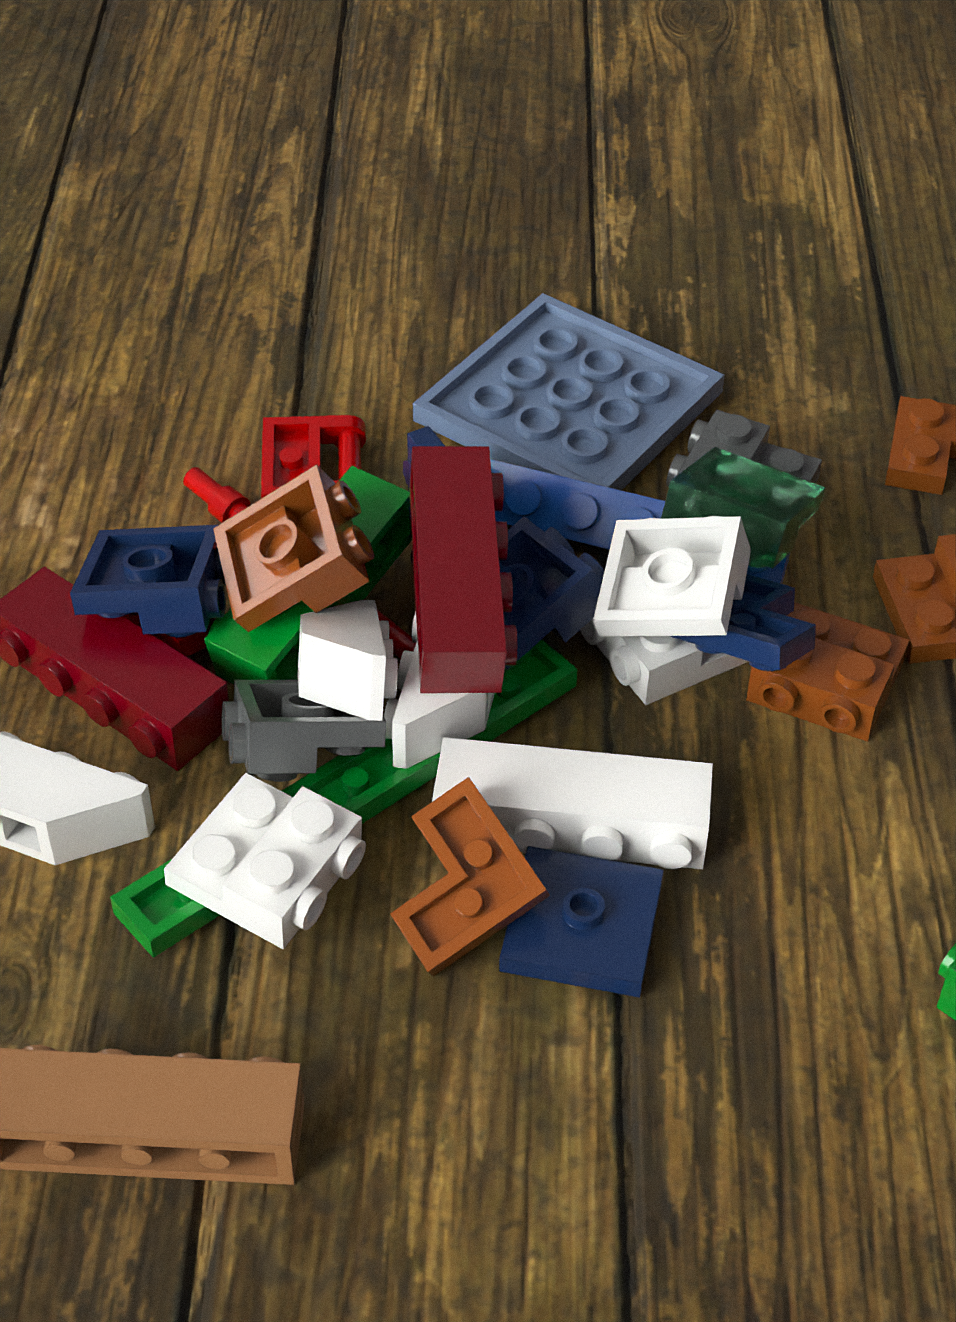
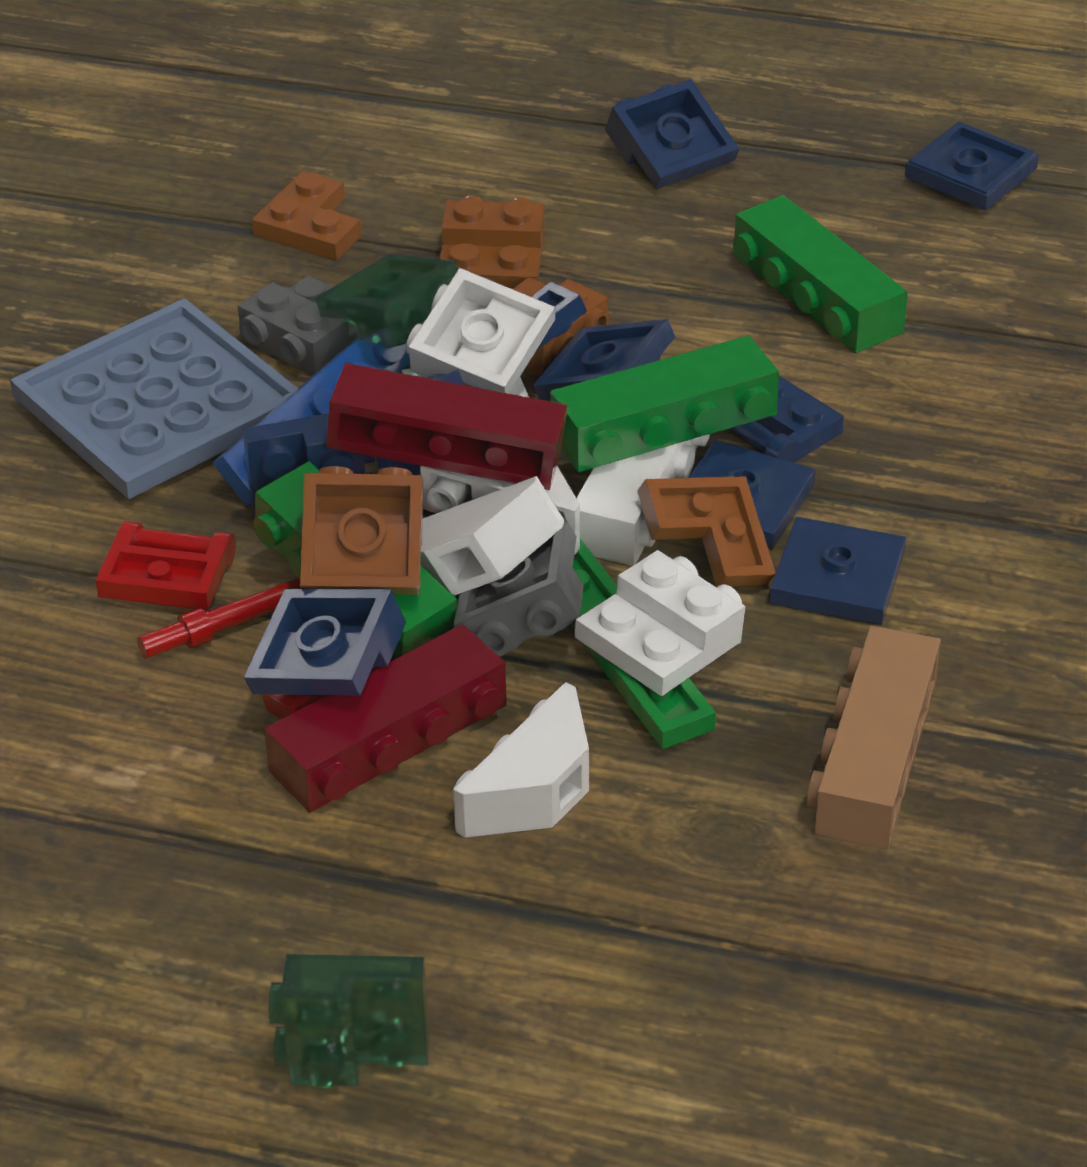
camera: 75 degrees left, 5 degrees down
(463, 1043) = (838, 570): none -> dark blue plate
(632, 778) = (667, 402): none -> green brick
(725, 721) = (605, 351): none -> dark blue plate
(760, 940) = (797, 428): none -> dark blue plate

